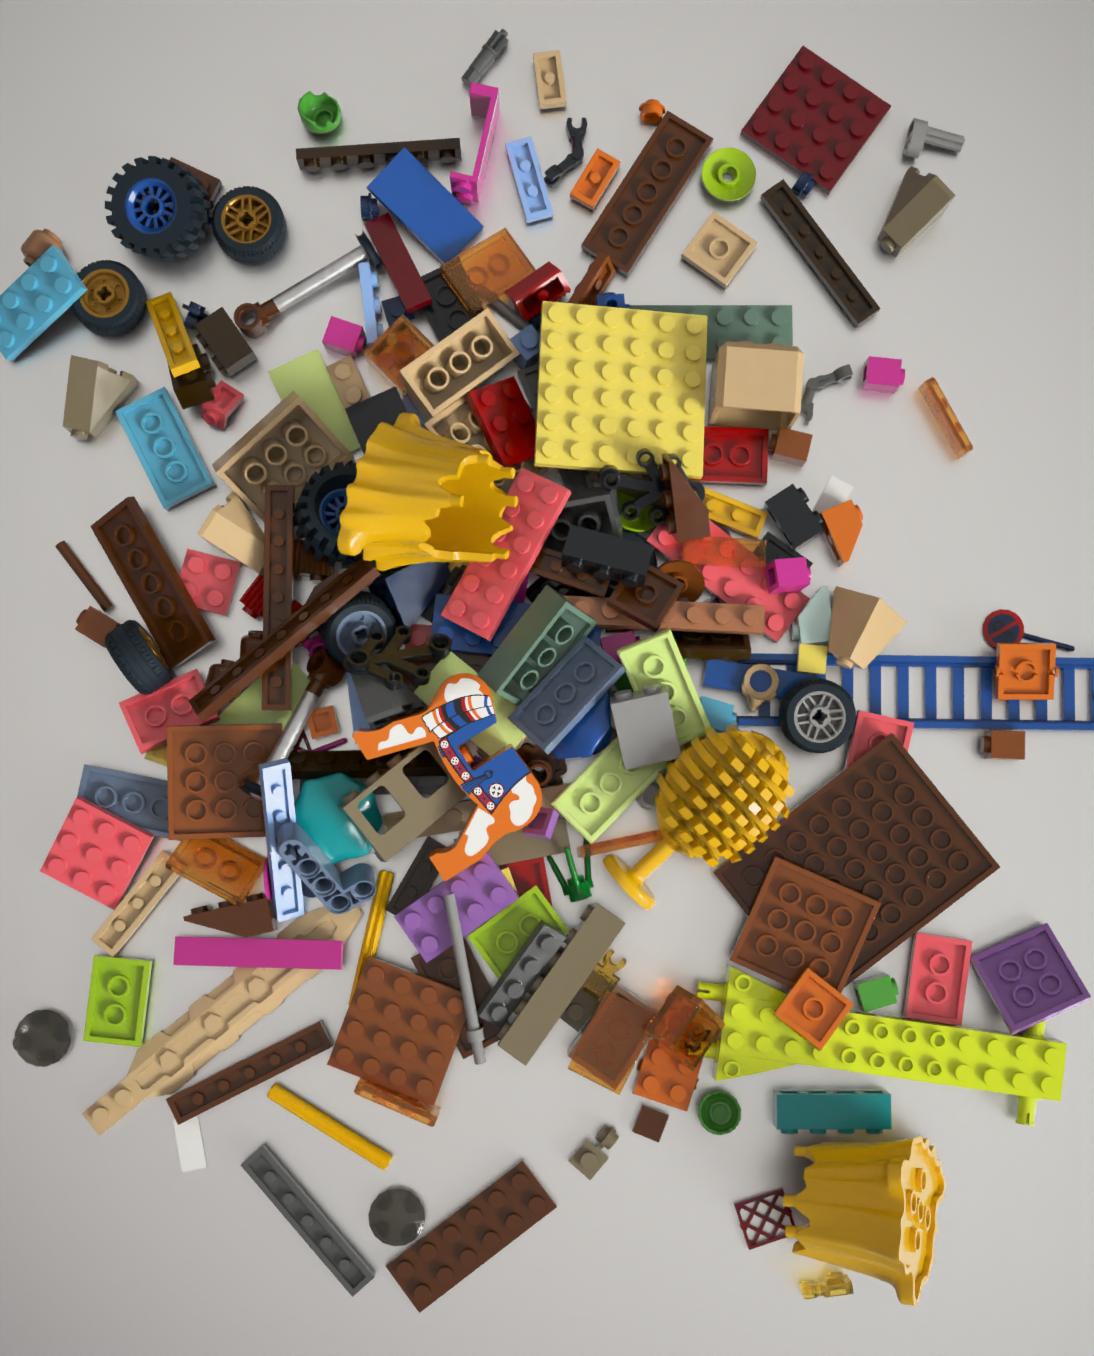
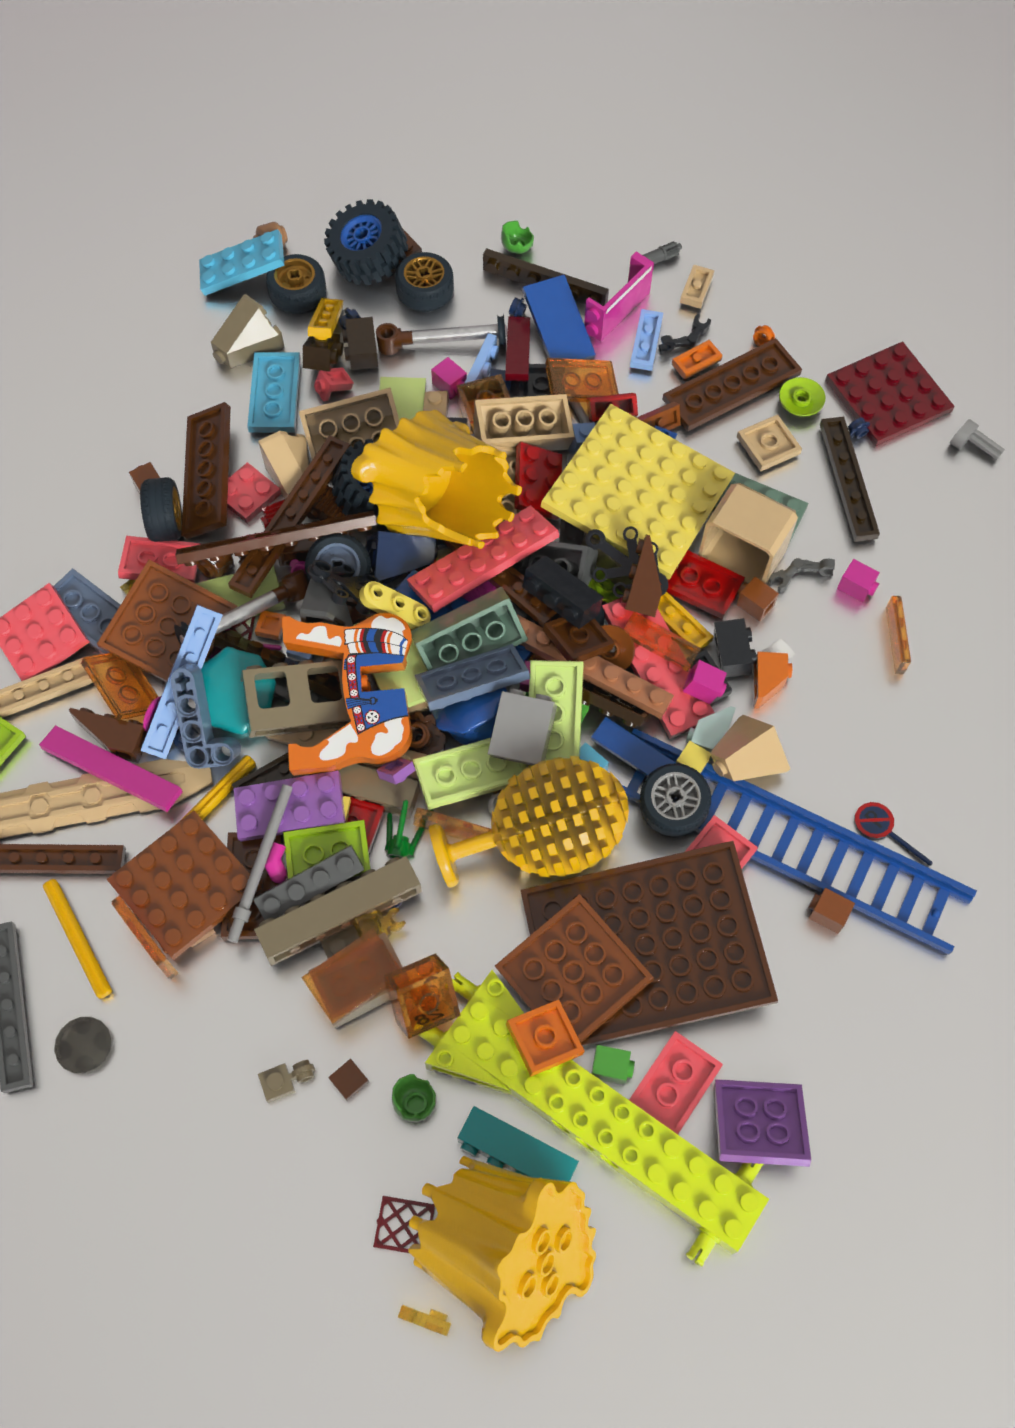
camera: 30 degrees right, 20 degrees down
(84, 576) = (161, 447): reddish brown bar -> none
(444, 663) = (387, 601): none -> light yellow plate
(471, 1235) = (134, 1096): reddish brown plate -> none
(478, 972) = (274, 864): none -> dark pink arm
(665, 1079) = (385, 1046): orange plate -> none
(756, 698) = (629, 766): tan piece -> none
(913, 210) = (940, 479): dark tan slope -> none
(1025, 671) = (878, 854): orange plate -> none

